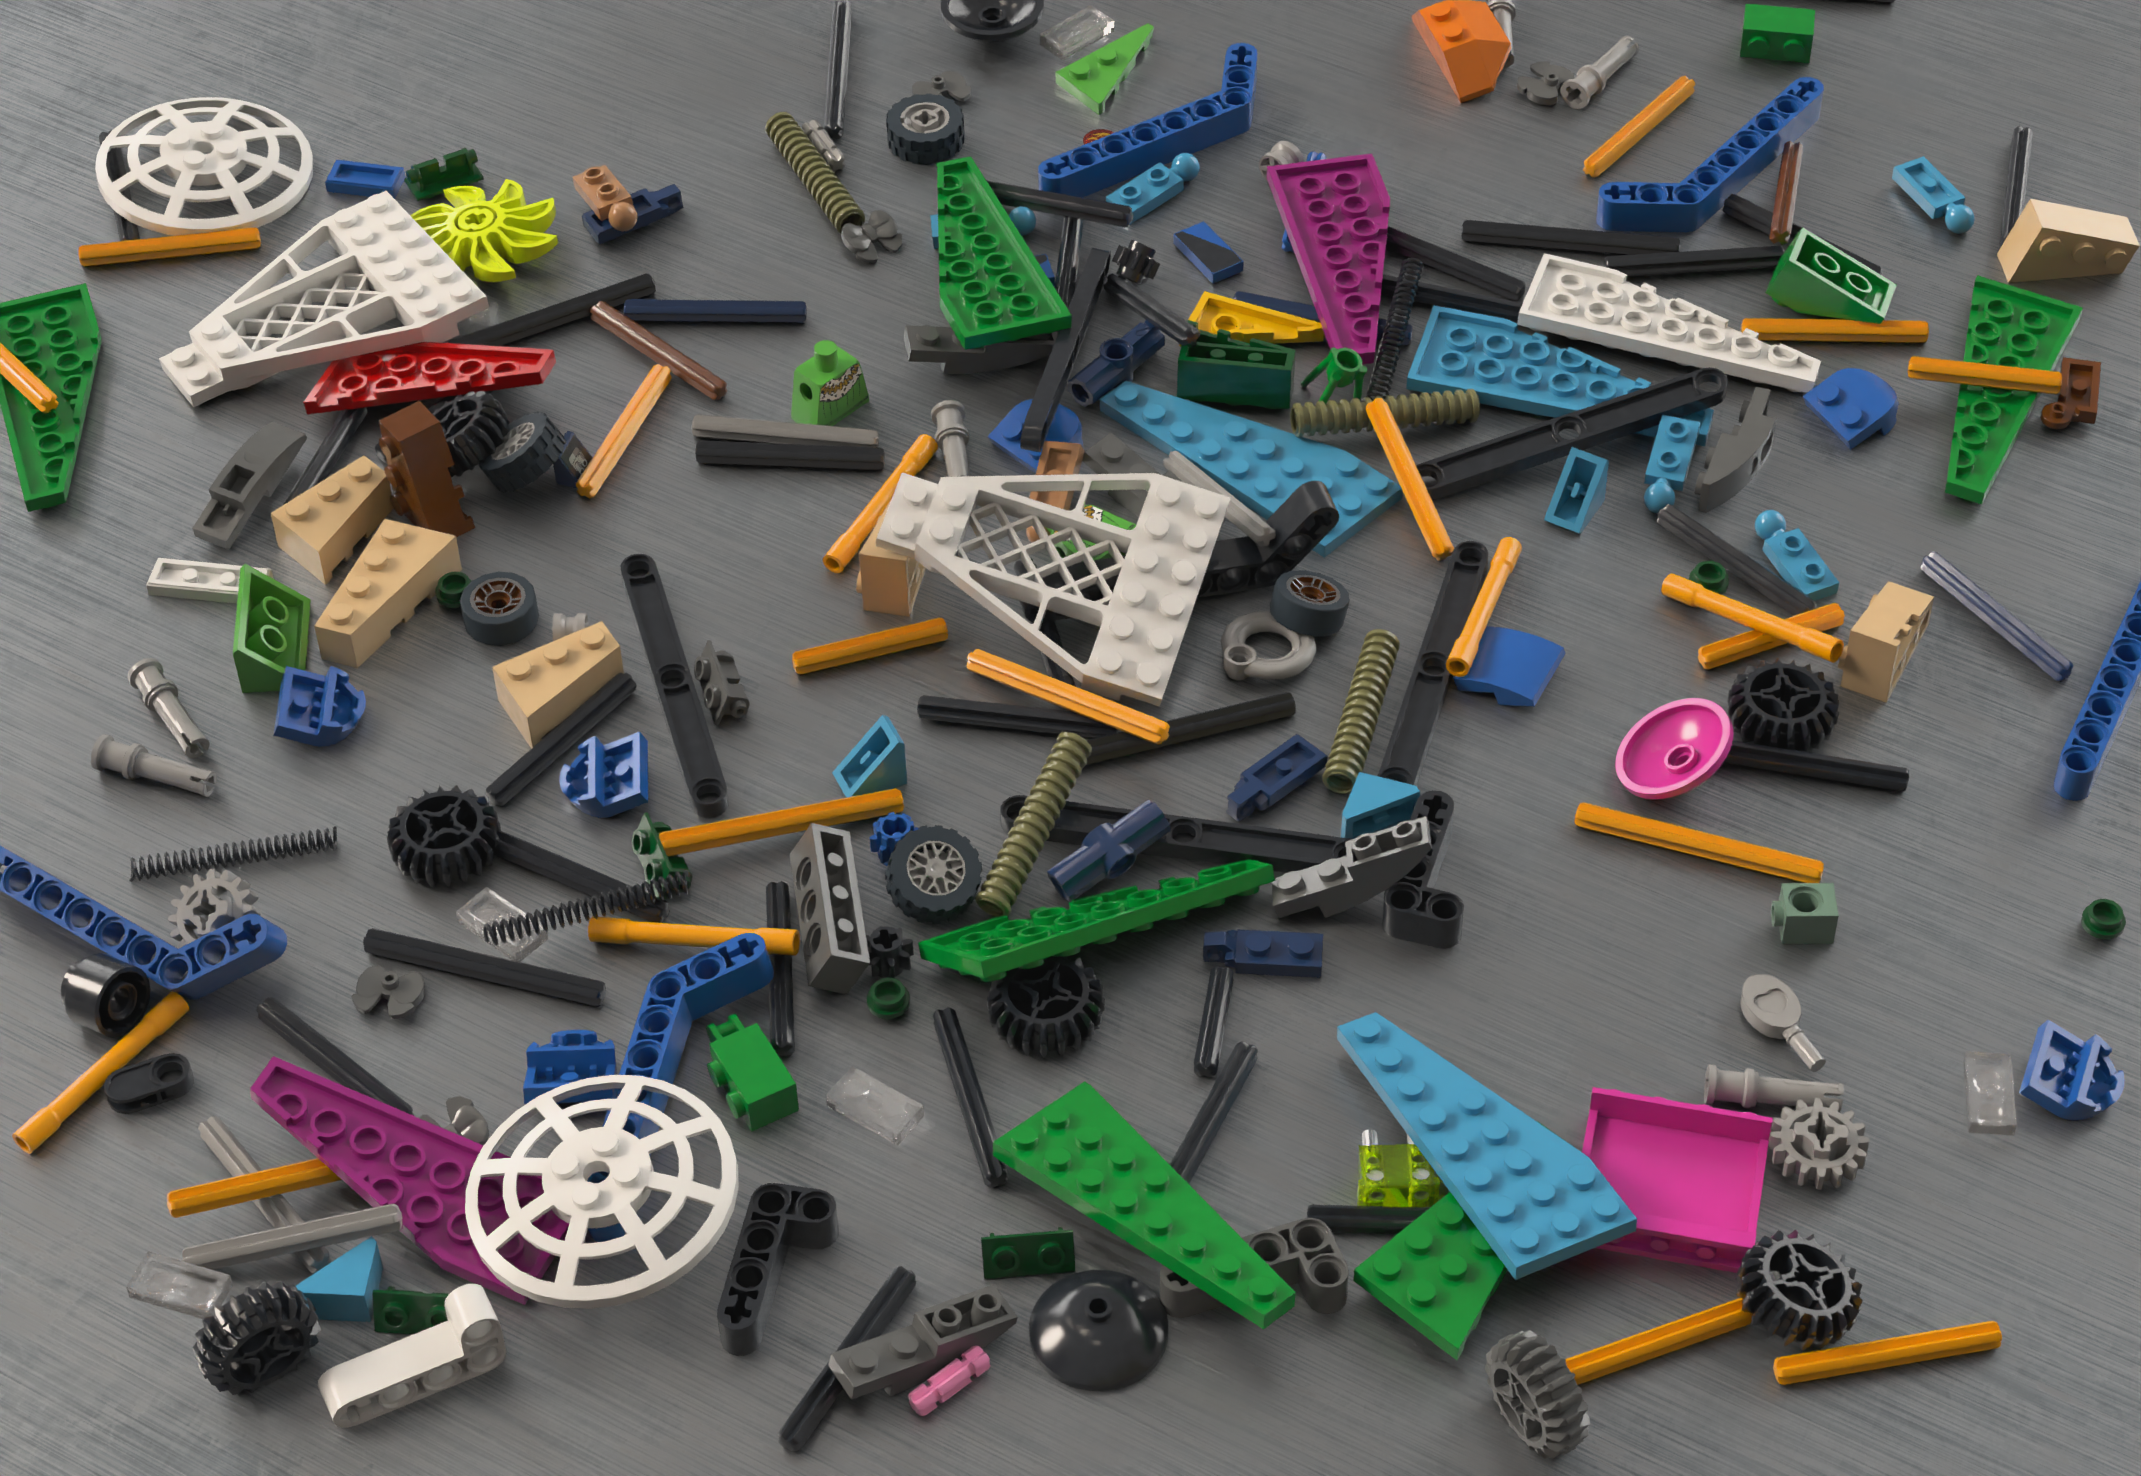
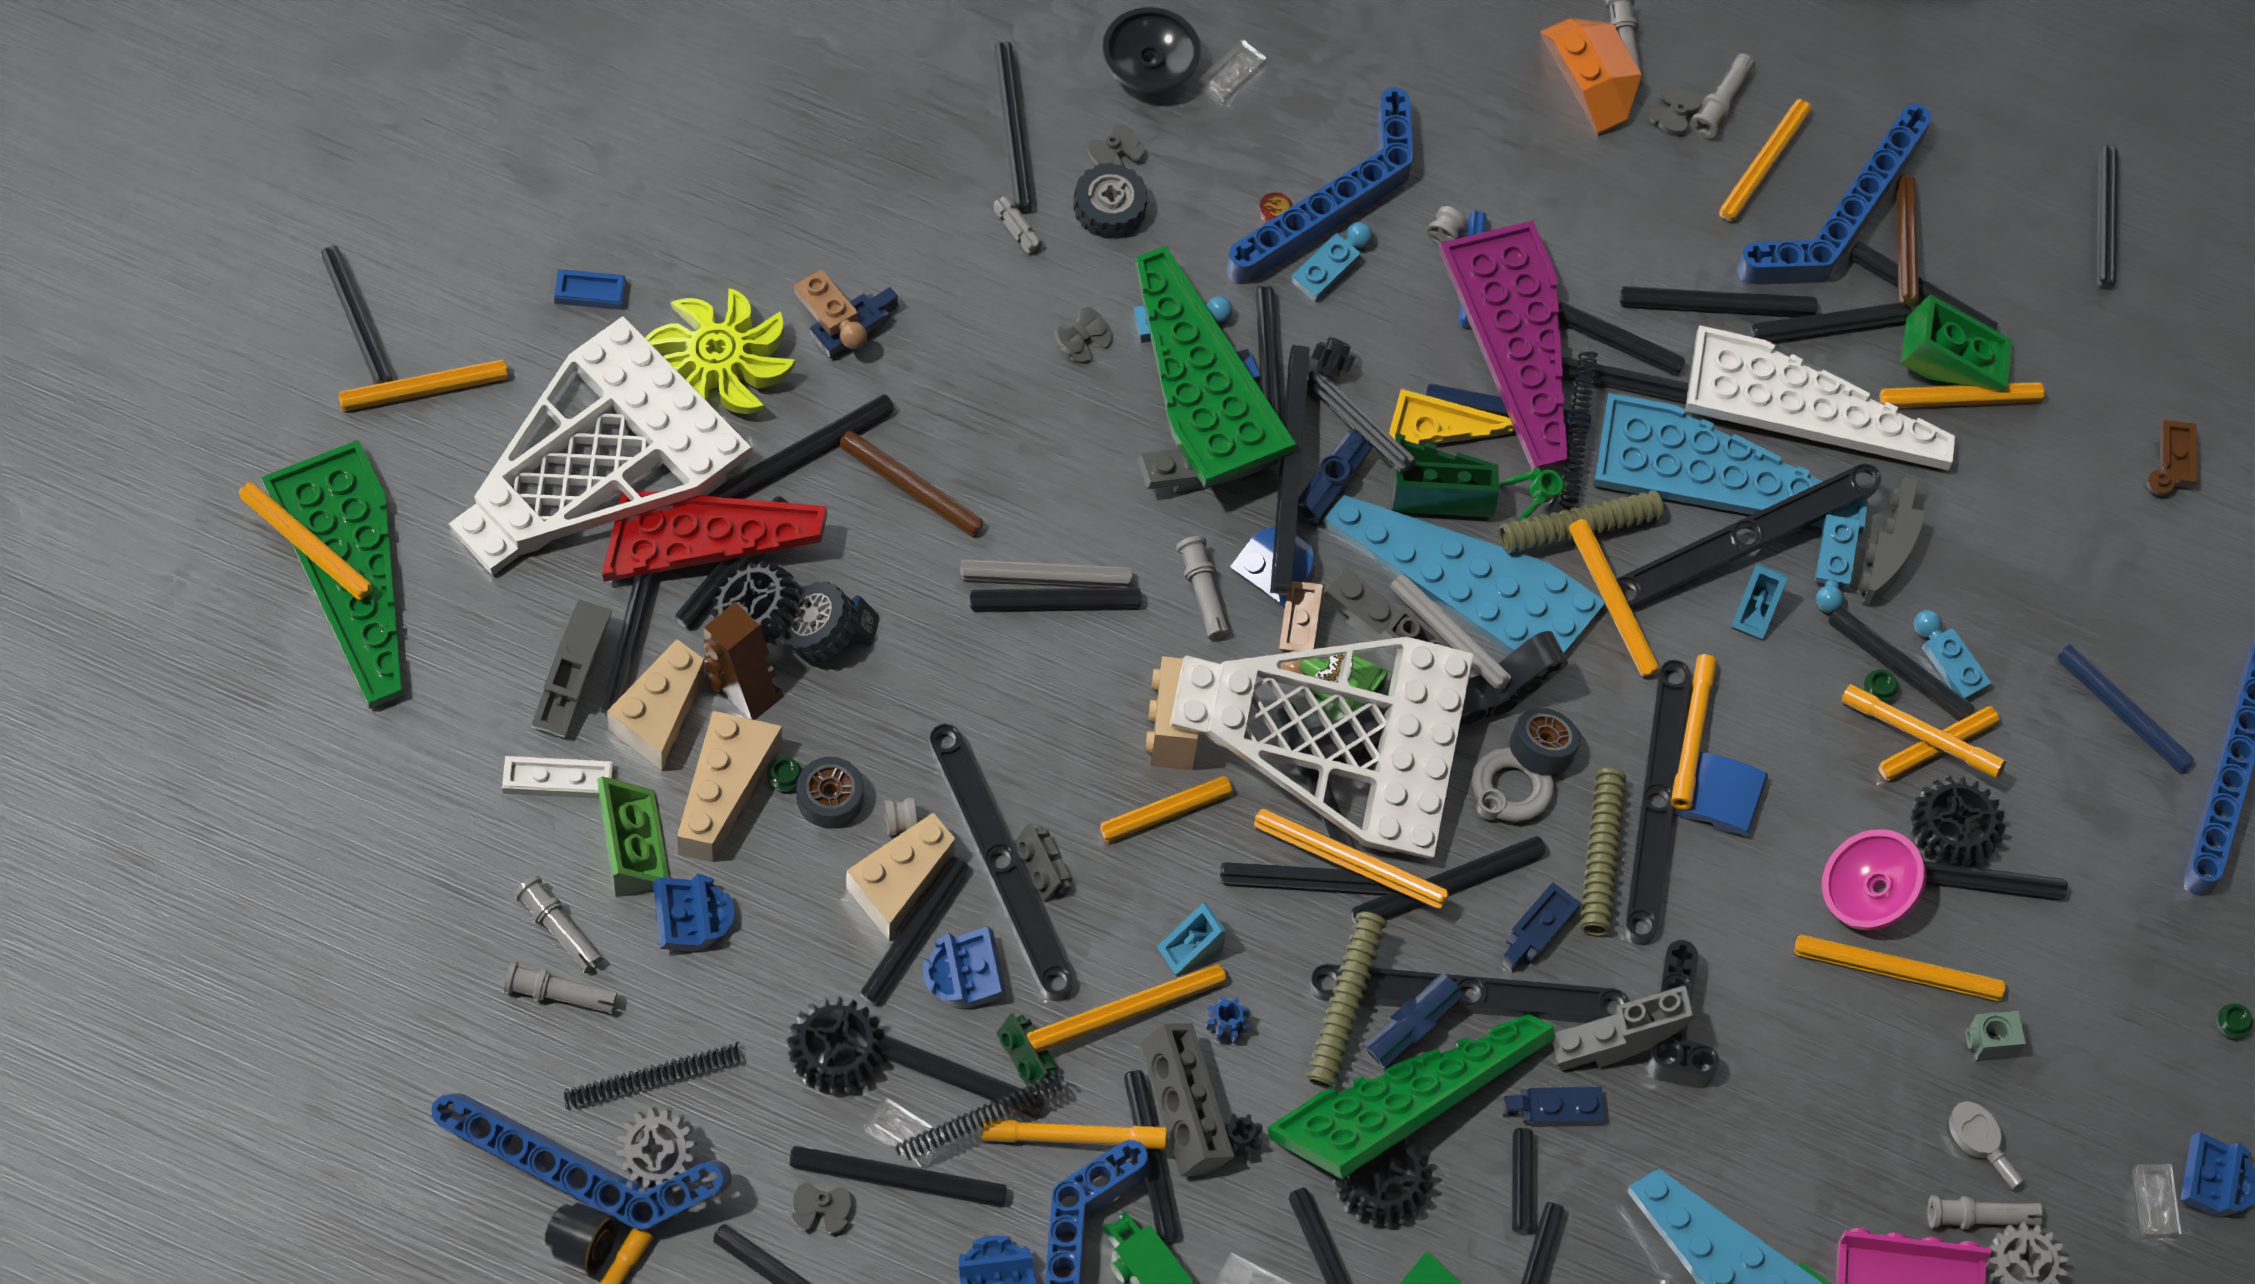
camera: 15 degrees left, 15 degrees up
(184, 161) = (429, 296): white dish -> none
(429, 179) = (666, 284): dark green hinge -> none
(623, 431) = (898, 579): light orange axle -> none
(715, 311) = (954, 432): dark blue axle -> none
(813, 171) = (1016, 261): olive piece -> none
(827, 386) = (1084, 521): bright green torso -> none
(849, 542) = (1127, 695): light orange piece -> none
(888, 998) = (1248, 1181): dark green plate -> none
(933, 874) = (1268, 1056): black wheel -> none
(1063, 204) = (1255, 293): black axle -> none
(1102, 71) = (1259, 119): bright green wing -> none
(1208, 252) = (1394, 335): tile -> none
(1377, 805) = (1629, 952): dark azure slope -> none
(1777, 33) = (1880, 42): green brick -> none
(1854, 405) = (1987, 482): blue slope -> none
(1884, 640) = (2037, 745): tan wedge -> none
(1934, 194) = (2036, 230): dark azure plate -> none
(1984, 375) = (2099, 449): light orange axle -> none
(2006, 330) = (2116, 419): green wing -> none
(2066, 243) = (2157, 288): tan wedge -> none

